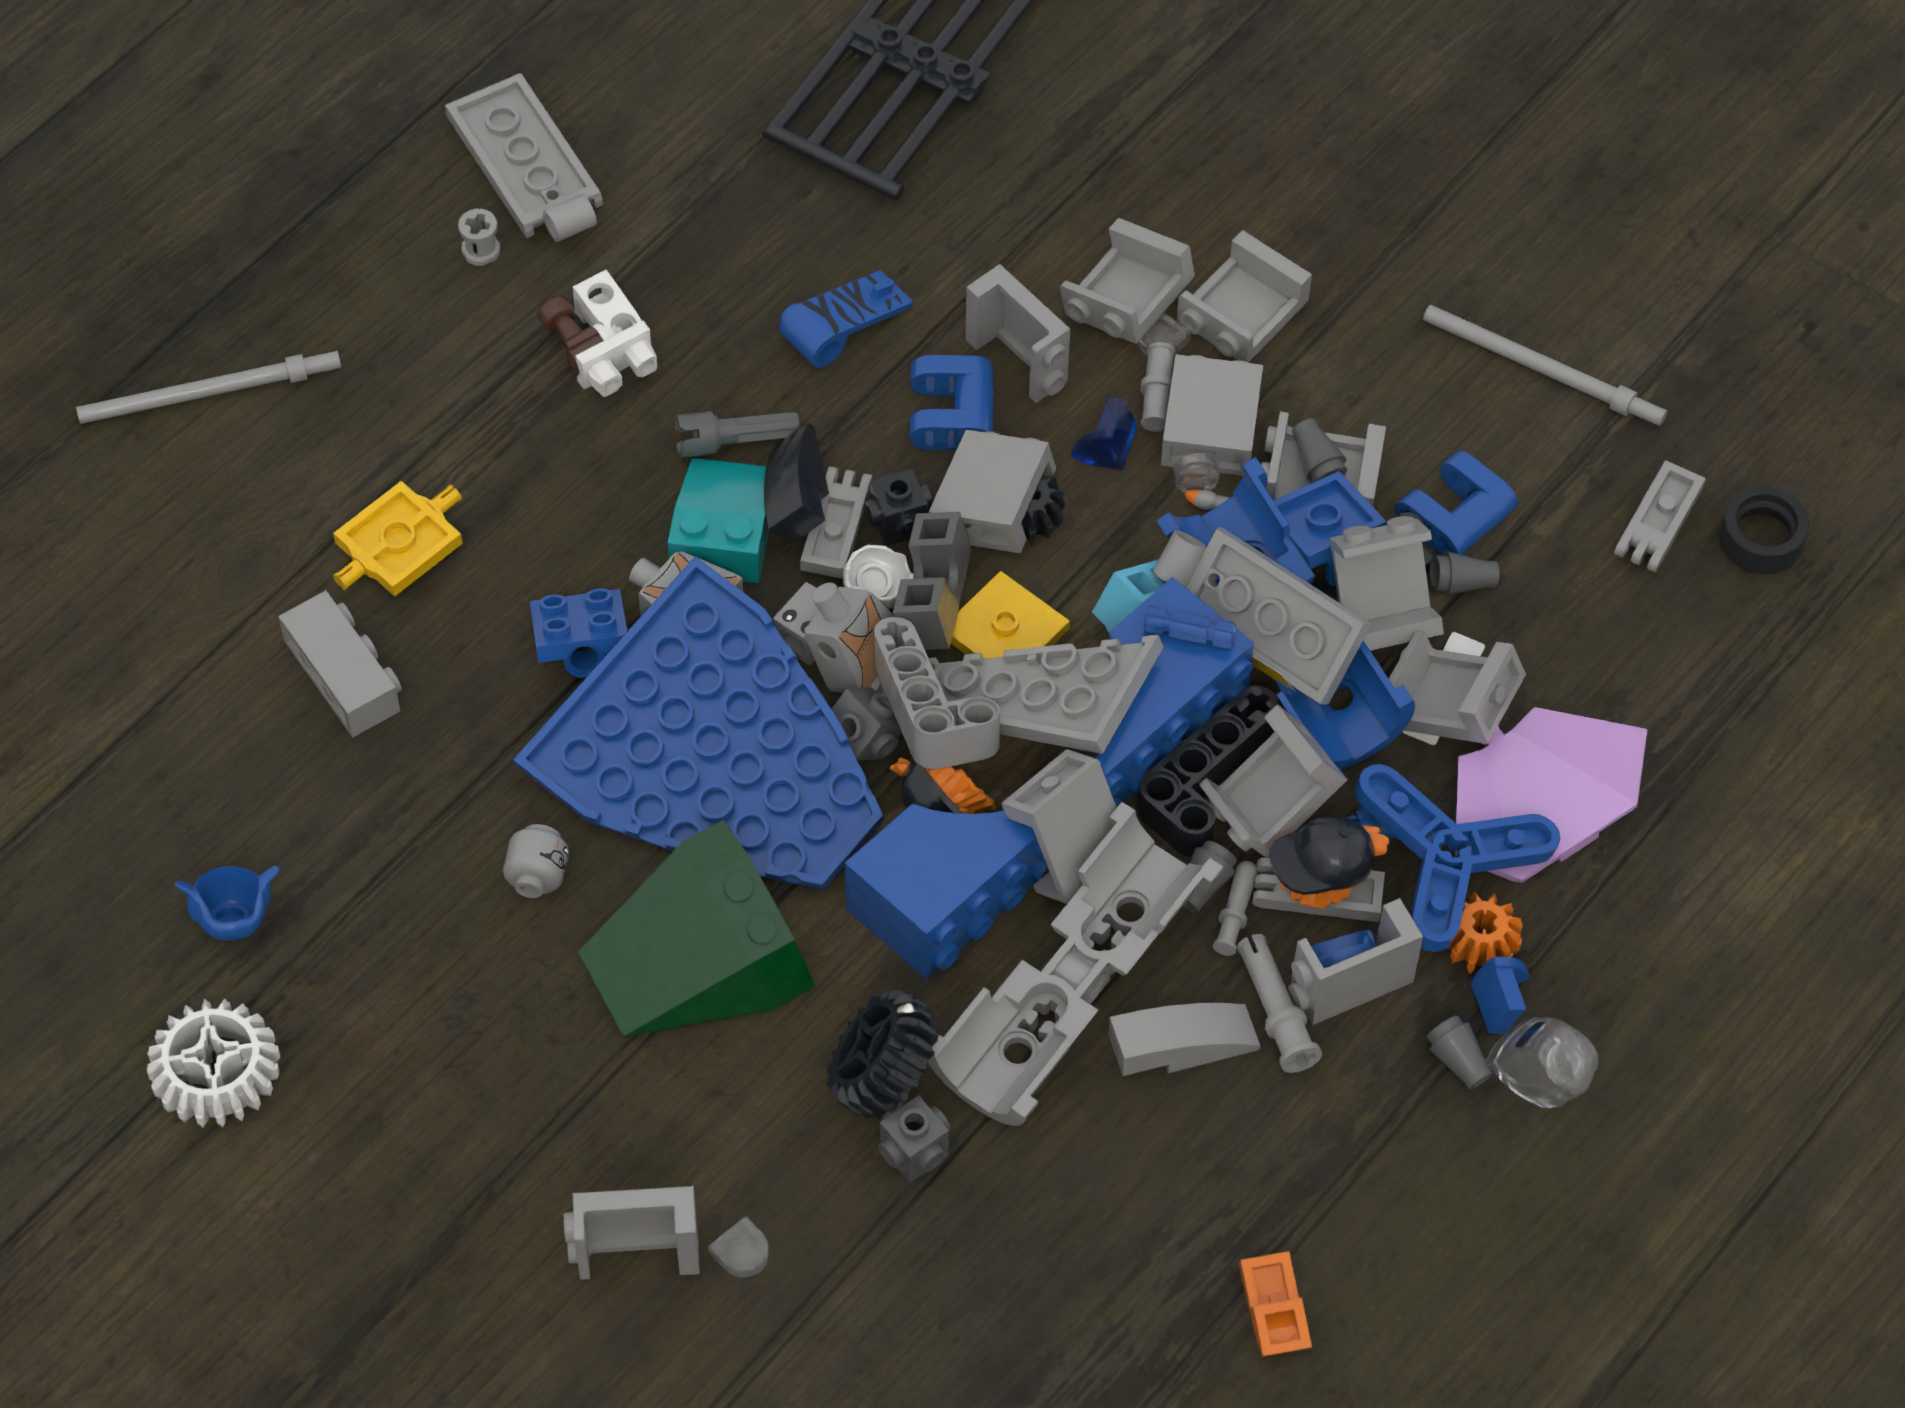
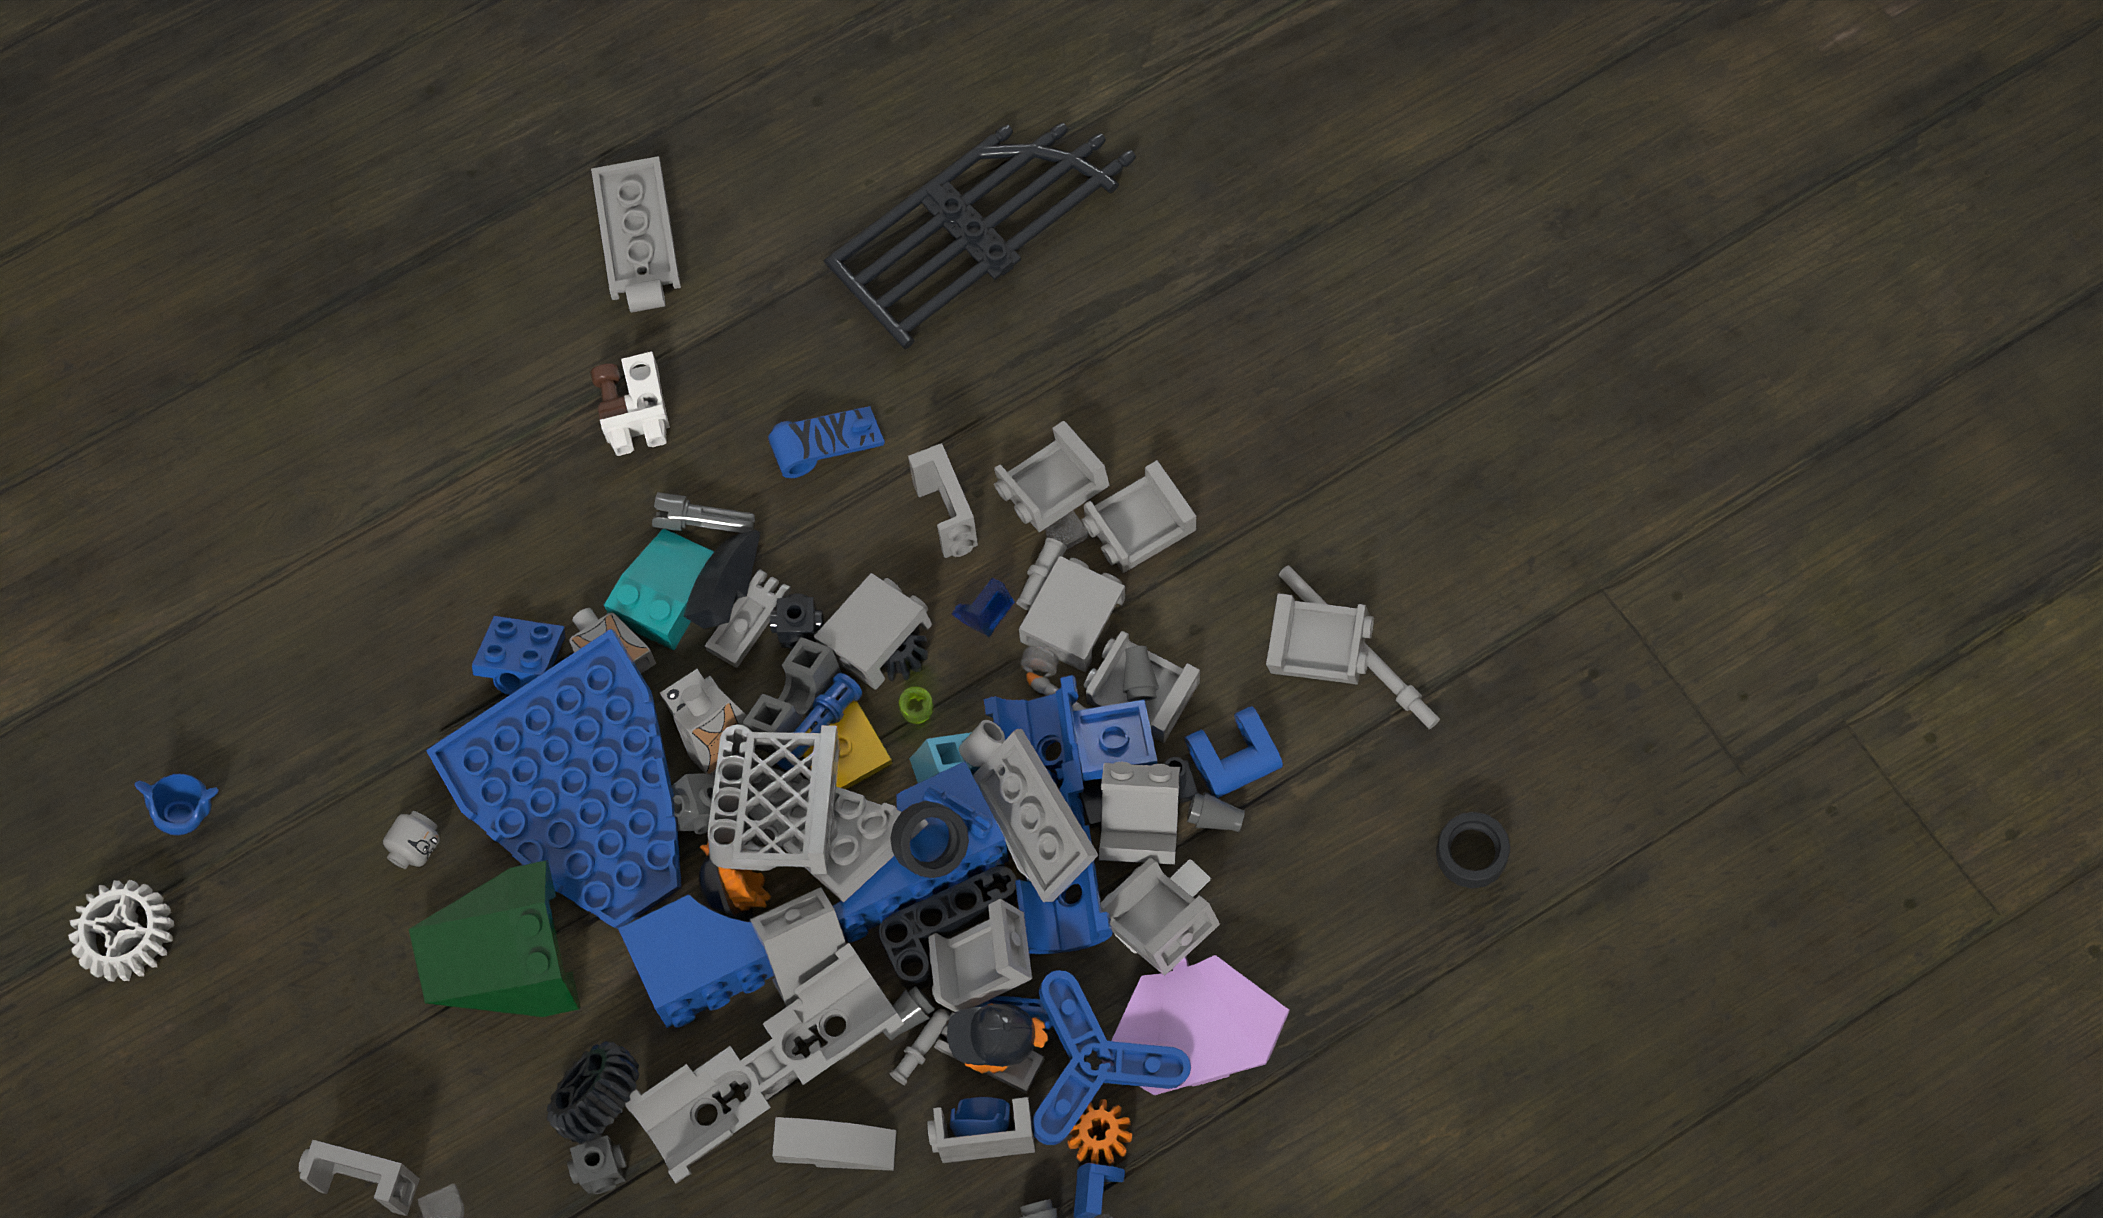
camera: 25 degrees right, 10 degrees up
(295, 368) = (396, 364): light grey bar -> none
(341, 662) = (335, 627): light grey brick -> none
(398, 538) = (417, 533): yellow plate -> none
(471, 230) = (574, 291): light grey bush -> none
(877, 571) = (756, 675): white hair -> none
(960, 630) = (826, 711): none -> blue pin
(971, 384) = (896, 536): blue connector -> none
(1028, 660) = (819, 793): none -> light grey fence
(1069, 546) = (919, 693): none -> clear neon green bush
(1205, 649) = (955, 849): none -> black tyre
(1284, 1020) = (917, 1157): light grey pin -> none
(1503, 366) = (1319, 640): none -> light grey panel
(1661, 514) = (1394, 811): light grey hinge -> none

